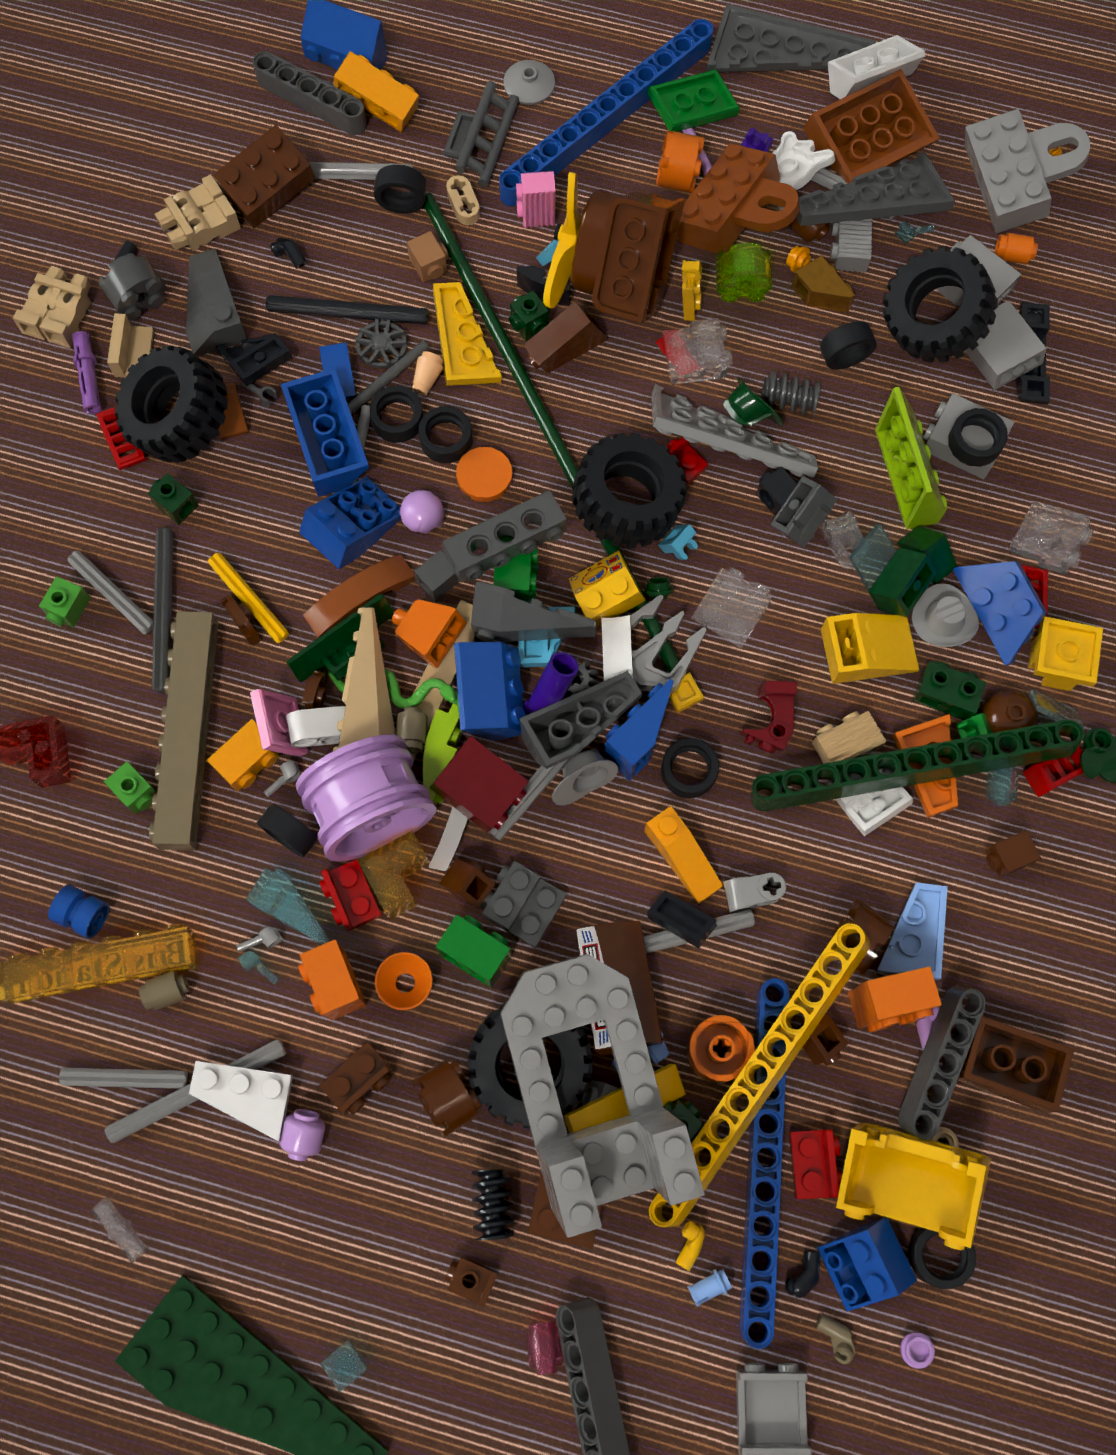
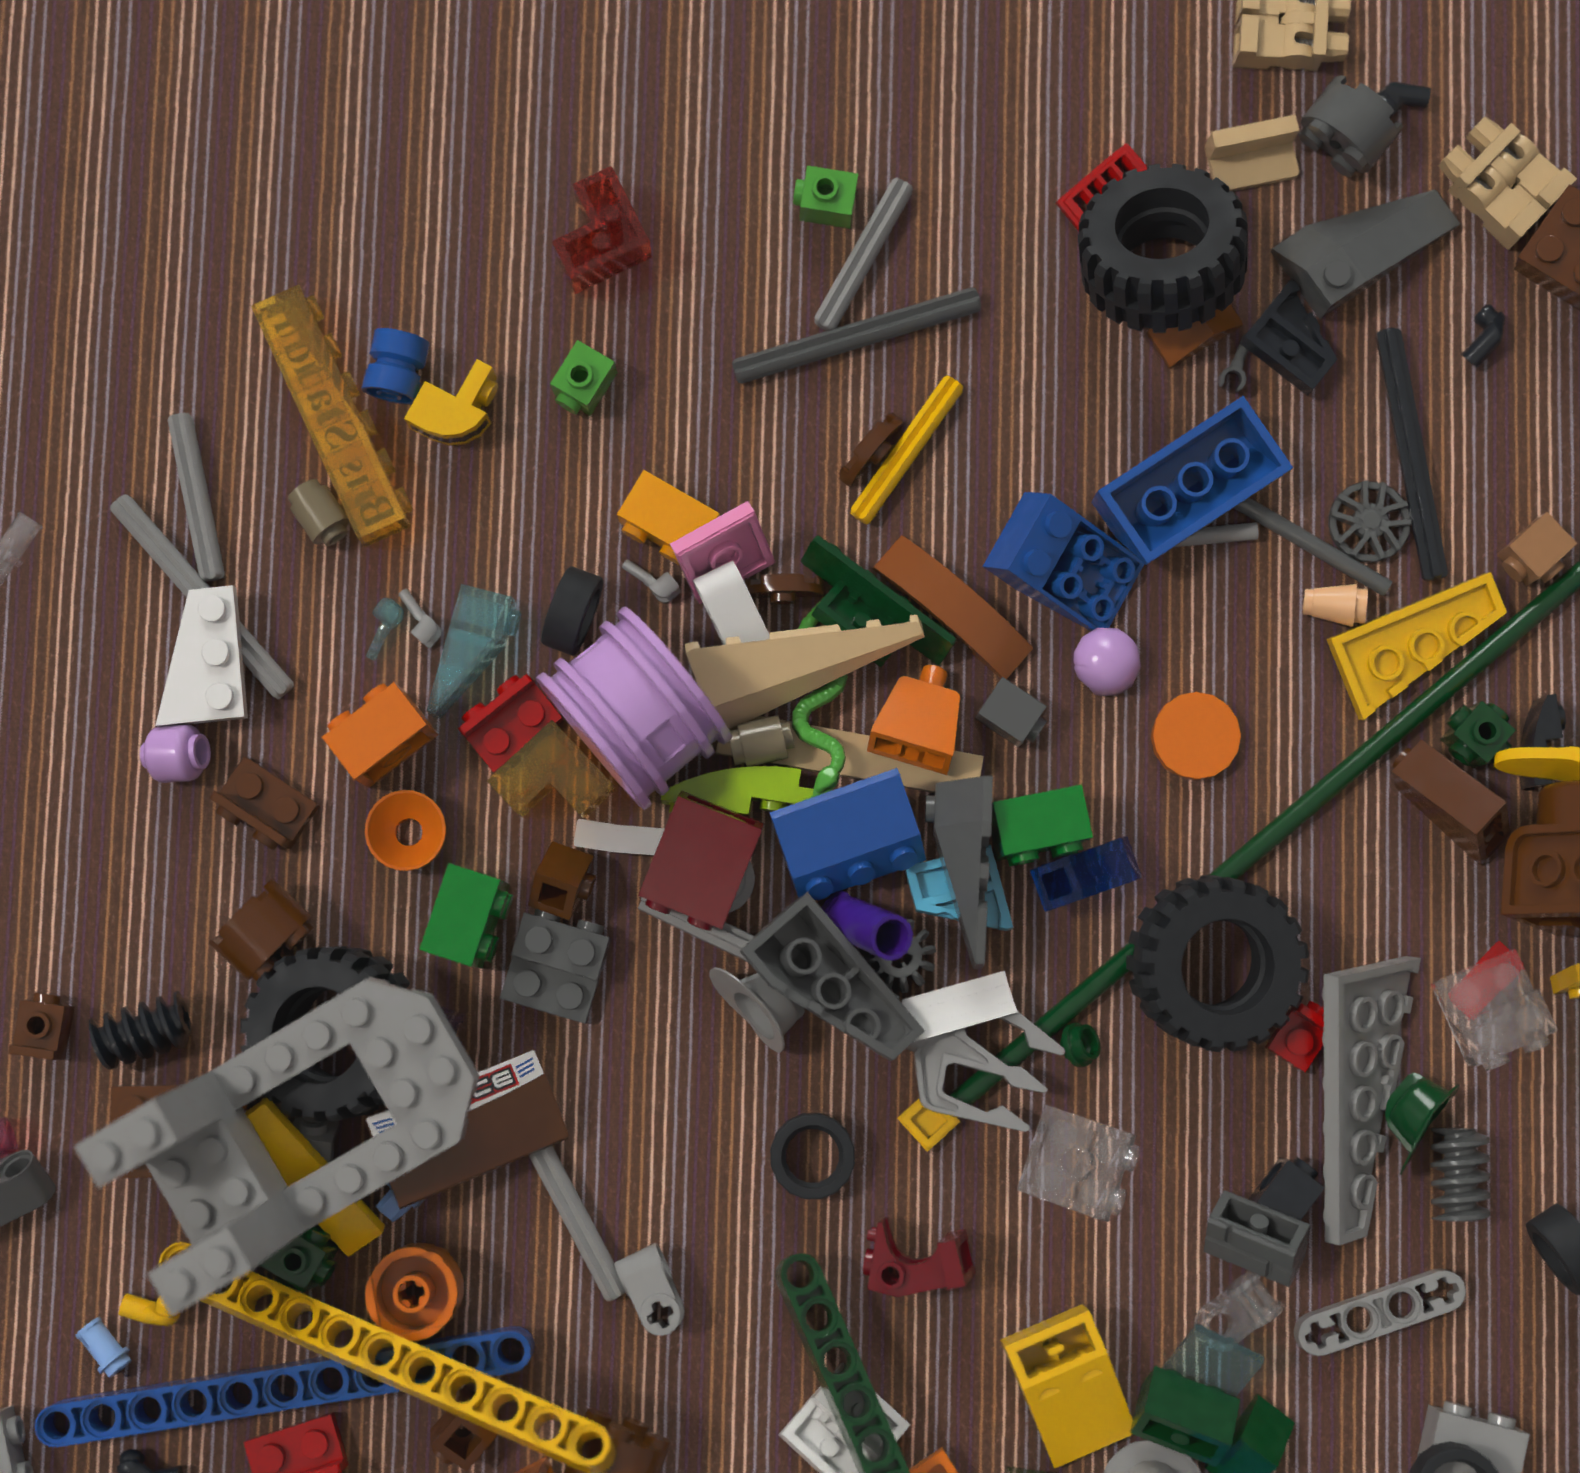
camera: 75 degrees right, 10 degrees up
(85, 363) = (1208, 98): medium lavender pin -> none
(127, 884) = (453, 418): none -> yellow brick
(172, 498) = (1027, 294): dark green brick -> none
(185, 732) = (685, 424): dark tan brick -> none
(337, 357) = (1313, 467): blue slope -> none
(391, 395) = (1280, 556): black tyre -> none
(440, 415) = (1265, 637): black tyre -> none
(513, 522) = (1129, 841): dark grey brick -> none
(554, 562) = (1086, 873): none -> clear blue brick
(606, 589) = (1054, 964): yellow slope -> none
(635, 740) = (830, 1072): blue slope -> none
(677, 539) = (1165, 1055): medium azure tile -> none
(681, 919) = (586, 1195): black tile -> none
(683, 854) = (680, 1176): light orange slope -> none
(851, 739) = (912, 1382): tan brick -> none
(858, 461) = (1381, 1318): none -> light grey beam
(909, 463) = (1387, 1389): lime slope -> none

